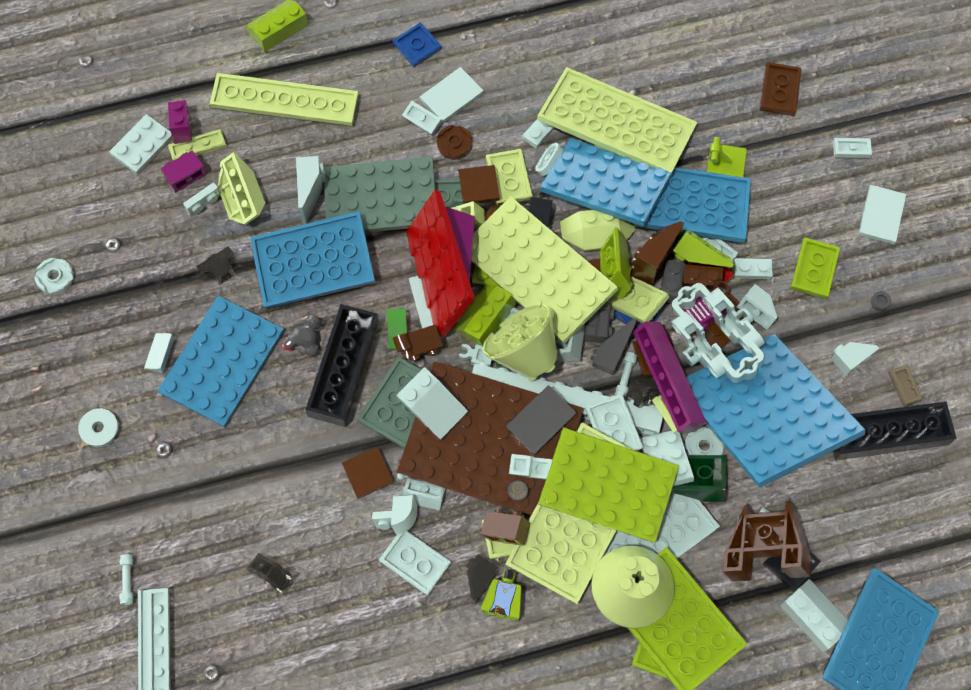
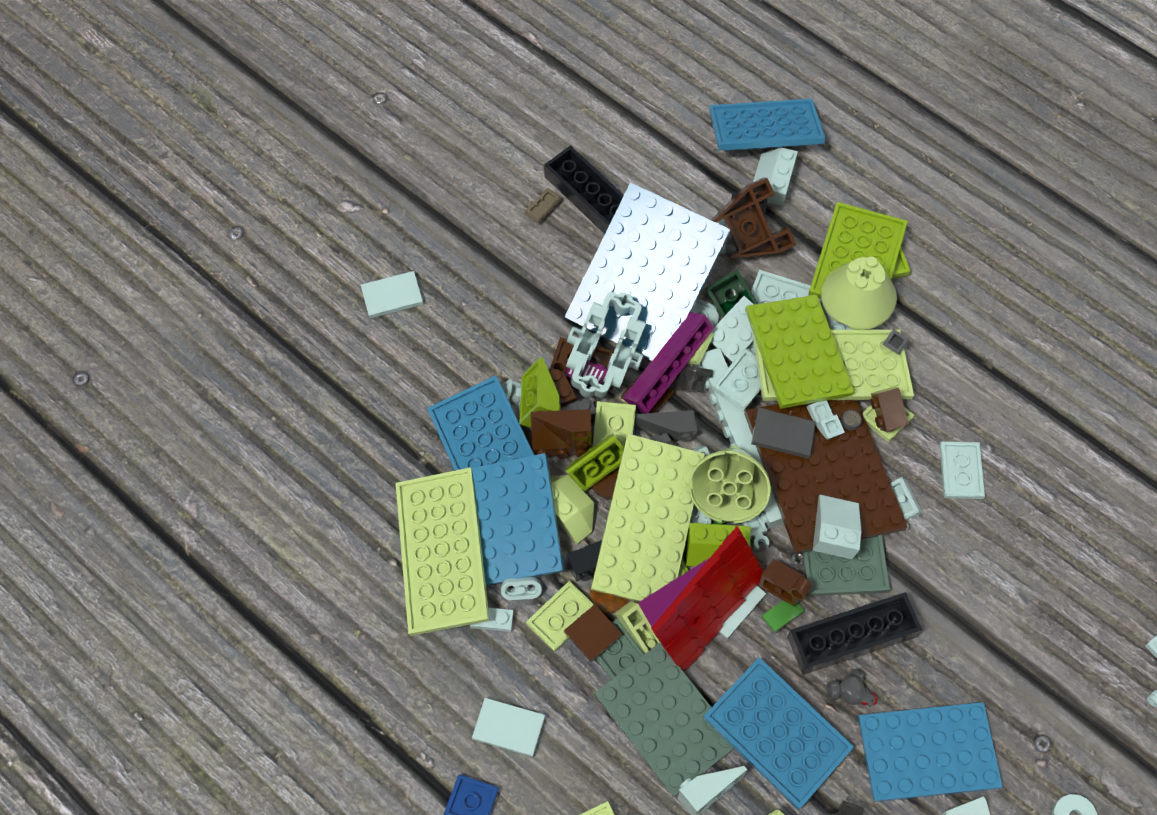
camera: 120 degrees left, 5 degrees down
(270, 572) = (1066, 572): clear smoke slope -> none
(367, 472) = (923, 554): reddish brown tile -> none
(400, 518) = (938, 497): light aqua brick -> none
(422, 118) = (555, 736): light aqua plate -> none
(454, 142) = (558, 690): reddish brown tile -> none
(479, 576) = (935, 412): clear smoke slope -> none
(503, 598) = (937, 385): torso -> none
(566, 587) = (895, 341): none -> dark grey slope
(629, 361) = (699, 401): light aqua bar -> none
(726, 159) = (420, 439): lime plate -> none
(752, 268) = (512, 363): light aqua plate -> none
(760, 306) = (550, 337): light aqua slope -> none
(780, 89) = (309, 436): reddish brown tile -> none
(815, 268) = (481, 317): lime plate -> none
(852, 147) = (339, 346): light aqua plate -> none
(852, 355) = (545, 250): light aqua slope -> none
(880, 301) = (477, 258): dark grey tile -> none

